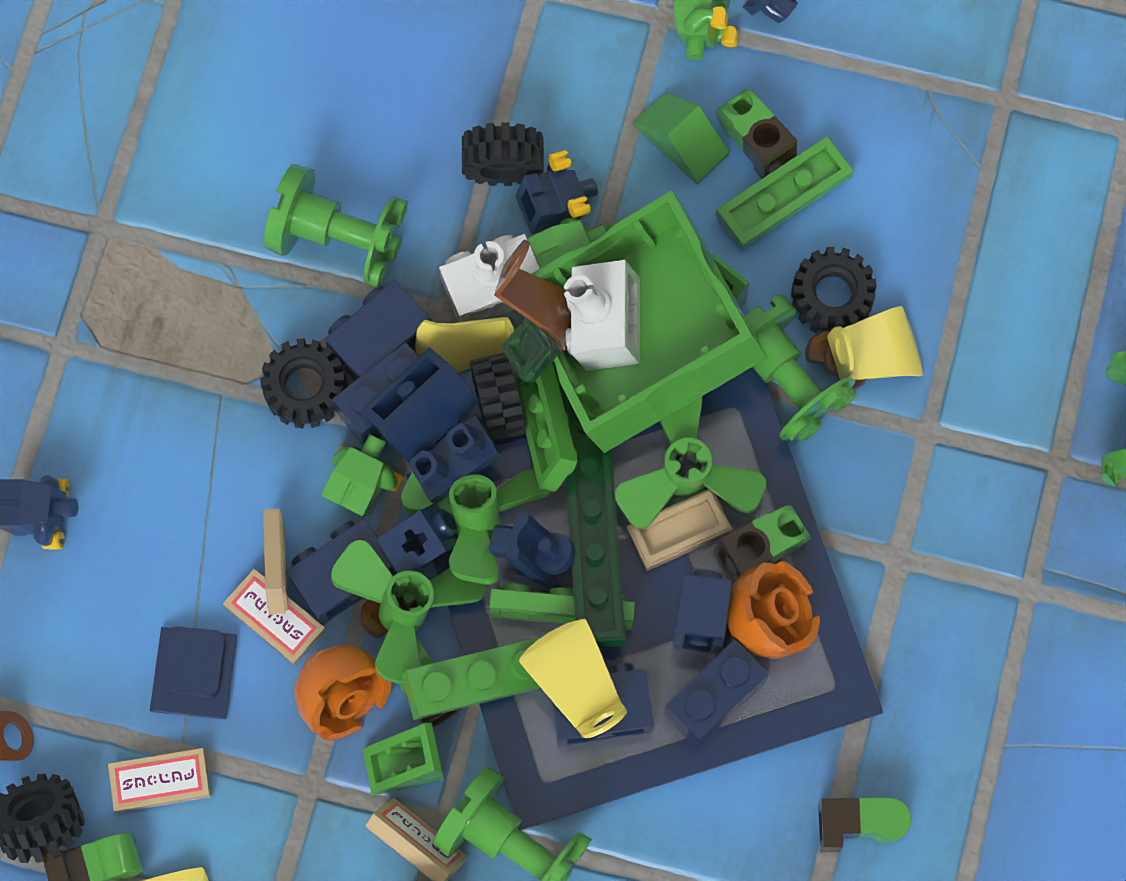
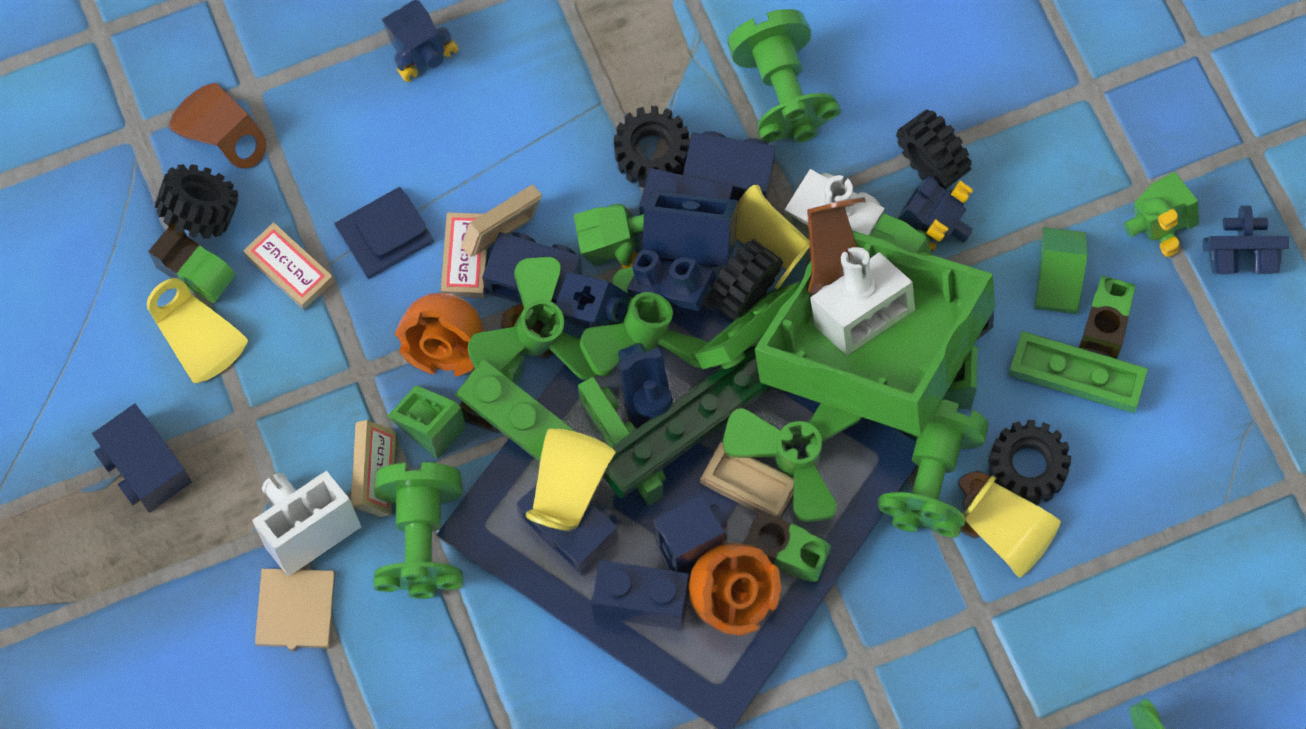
camera: 55 degrees right, 5 degrees down
(530, 350) = (790, 270): clear green tile -> none

